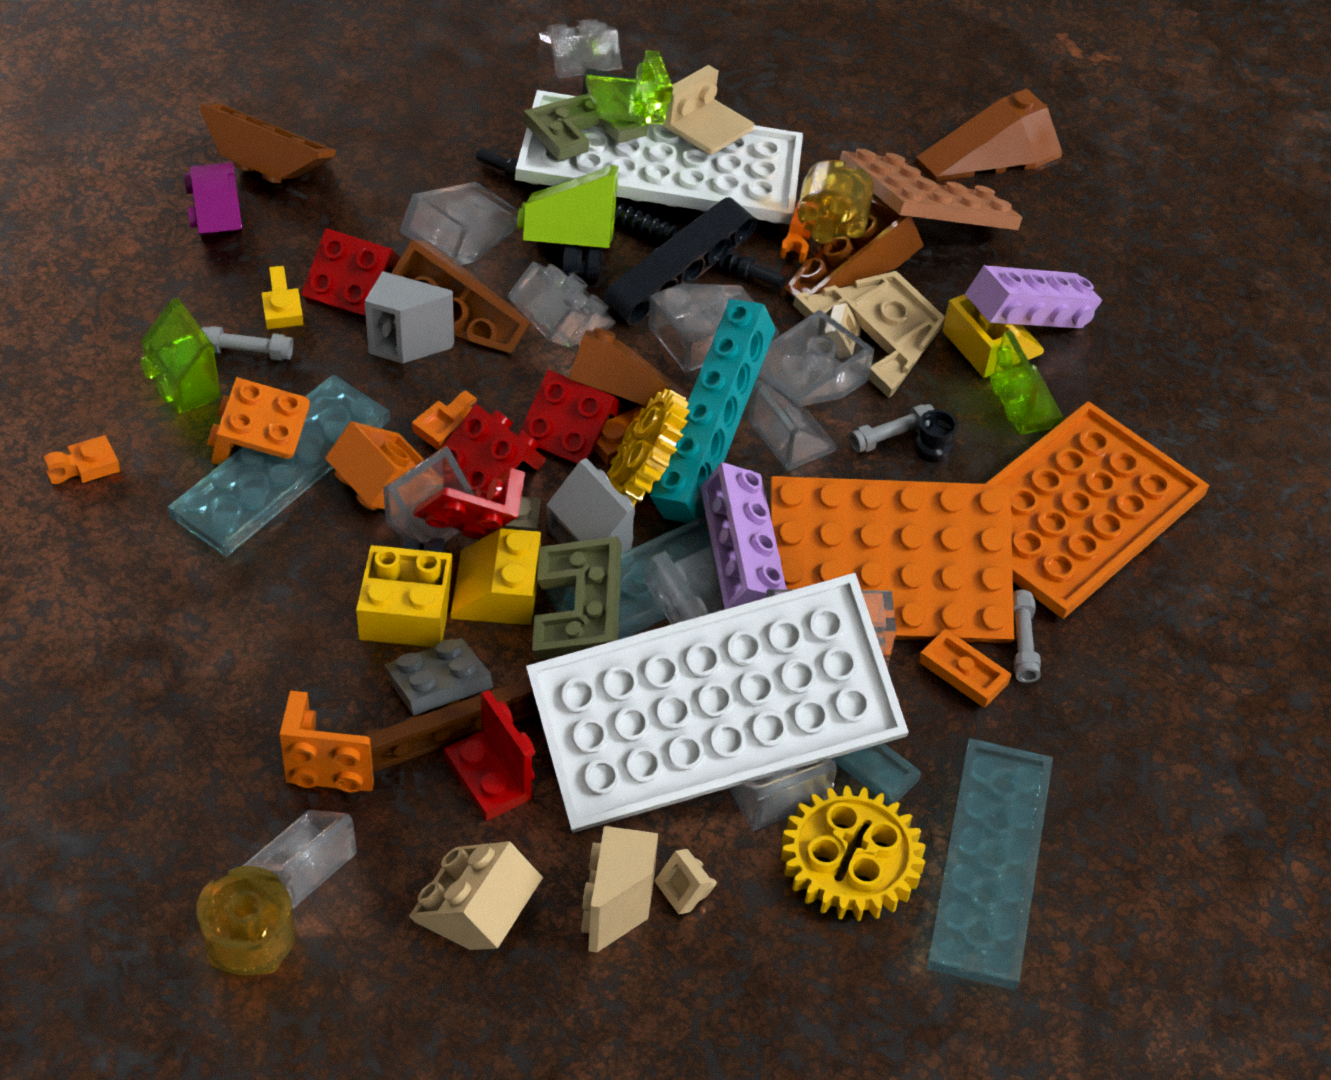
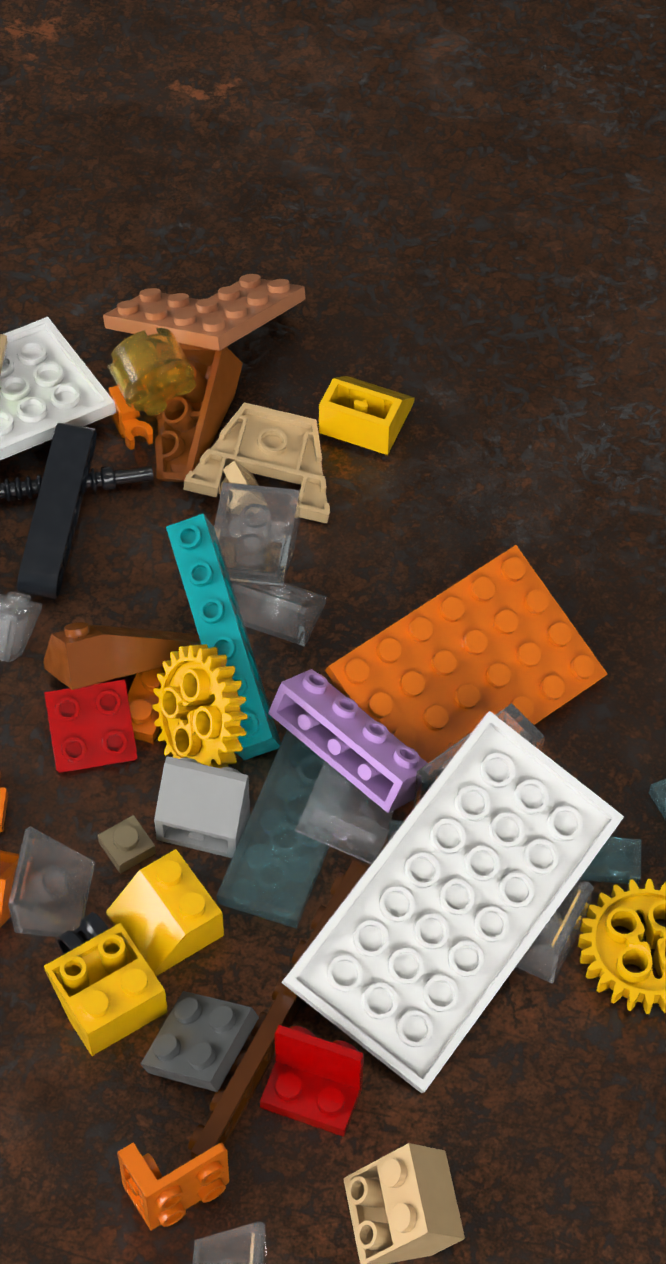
camera: 35 degrees left, 5 degrees up
(479, 513) = (109, 854): red bracket -> none
(488, 447) = (52, 803): red bracket -> none
(597, 575) = (293, 898): olive plate -> none
(618, 885) = (510, 1109): tan slope -> none
(684, 881) = (549, 1068): tan tile -> none
(688, 318) = (123, 555): clear slope -> none
(865, 438) = (346, 572): light grey bar -> none
(935, 435) = (400, 534): black wheel -> none
(964, 668) = (593, 725): orange plate -> none
(1003, 135) = (215, 219): dark orange wedge -> none
(1022, 389) = (432, 446): clear neon green bracket -> none
(1026, 661) = (633, 688): light grey bar -> none
(1033, 297) = (382, 358): lavender brick -> none
(1089, 505) = (569, 513): orange plate -> none

